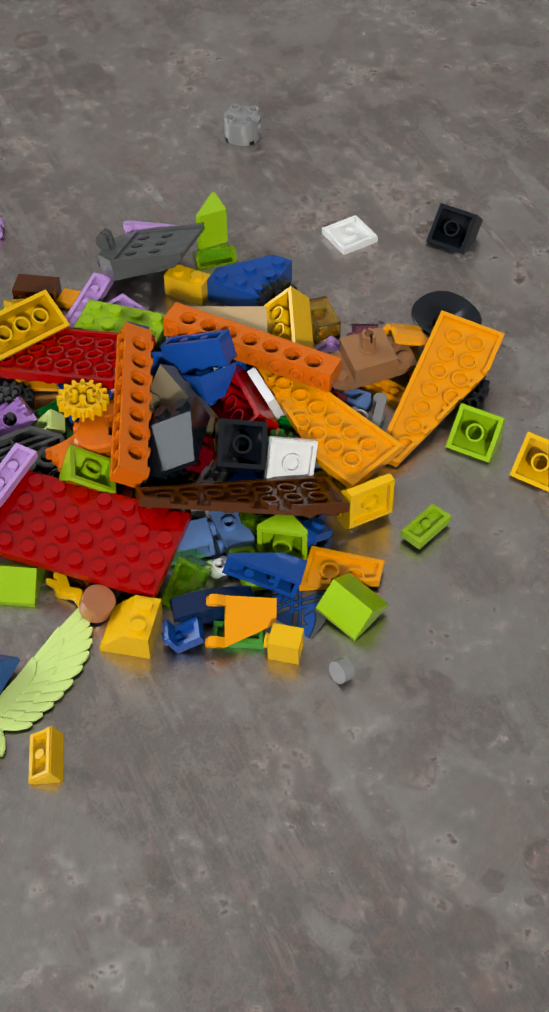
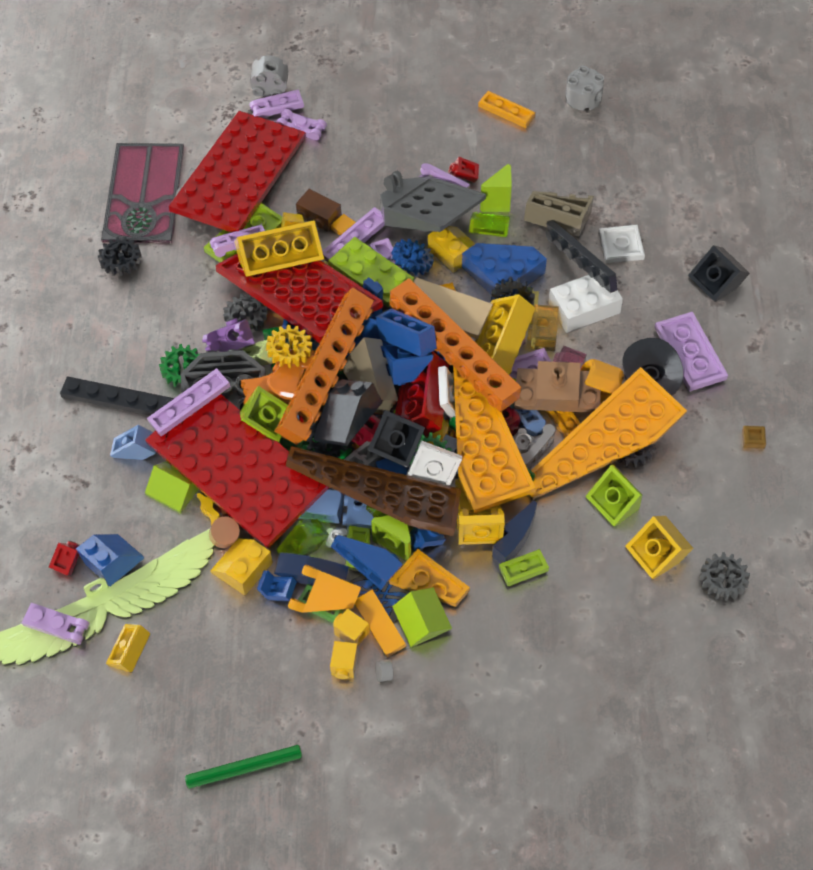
camera: 25 degrees right, 10 degrees up
(154, 299) = (412, 257): none -> blue gear
(165, 216) = (464, 169): none -> red bracket
(176, 162) = (506, 109): none -> light orange tile
(242, 823) = (243, 766): none -> green axle
(277, 224) = (567, 212): none -> dark tan wedge
(294, 675) = (343, 659): none -> yellow brick
(316, 631) = (380, 623): none -> light orange tile
(326, 246) = (581, 256): none -> black plate
(348, 284) = (583, 303): none -> white brick
(401, 509) = (515, 534): none -> dark blue slope
(488, 302) = (696, 353): none -> lavender plate

